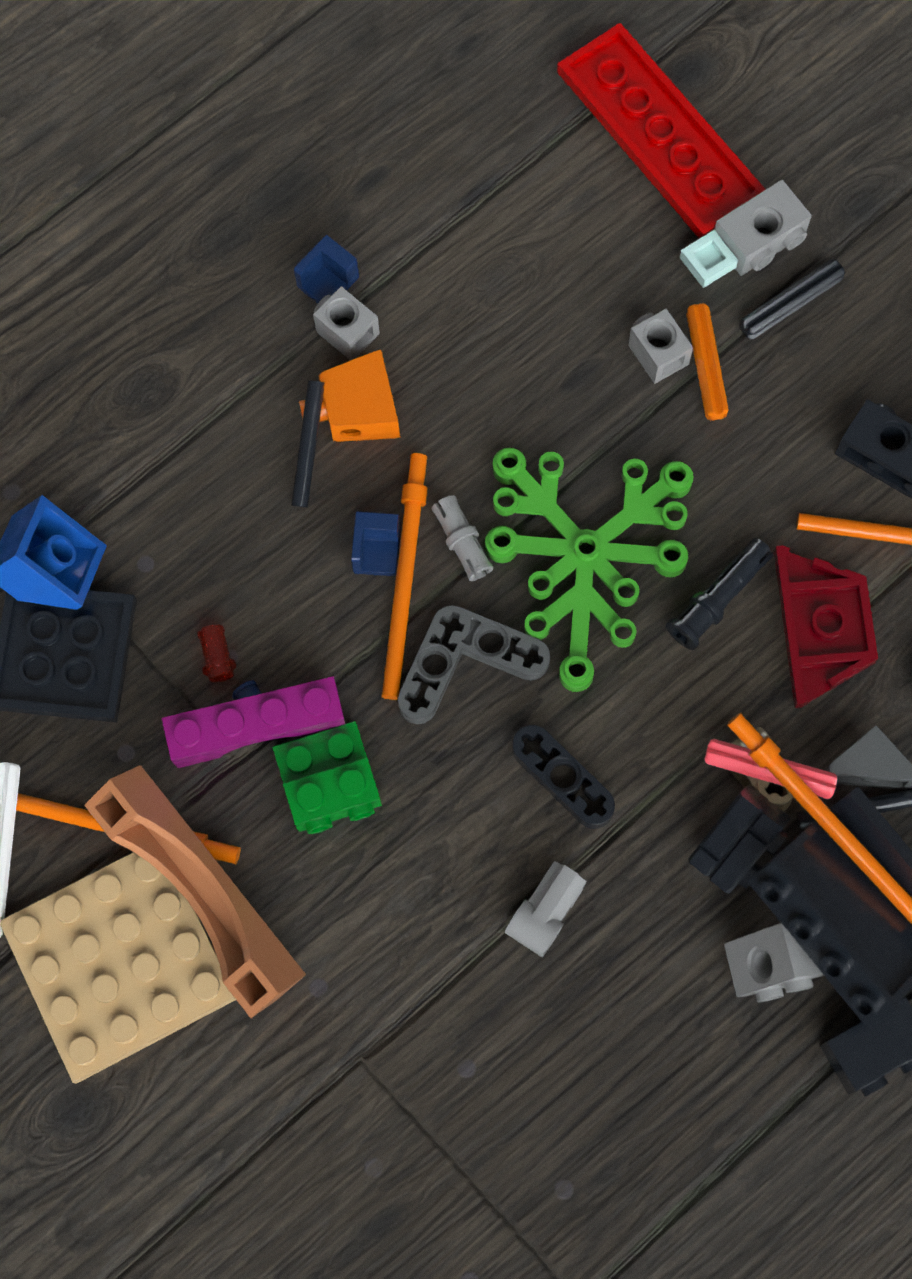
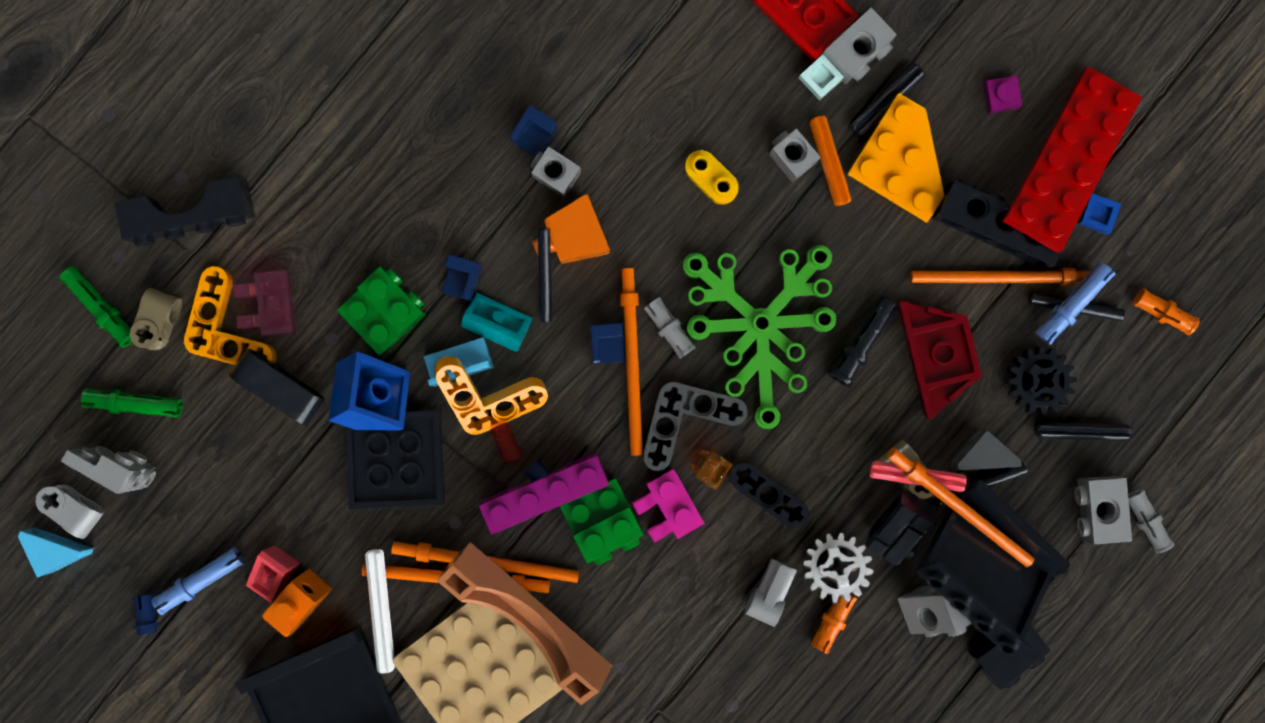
camera: 15 degrees left, 15 degrees up
(78, 783) = (425, 552): none -> orange bar
(87, 461) = (382, 310): none -> green plate
(172, 542) = (472, 354): none -> medium azure panel
(185, 595) = (477, 406): none -> light orange beam
(200, 436) = (461, 277): none -> dark blue panel
(232, 500) = (496, 322): none -> teal slope
(431, 771) = (675, 505): none -> dark pink plate
(490, 728) = (713, 469): none -> clear orange tile
(545, 359) = (710, 177): none -> yellow plate
(624, 888) = (833, 553): none -> white gear
(629, 964) = (832, 623): none -> orange pin
(801, 372) = (902, 160): none -> light orange plate

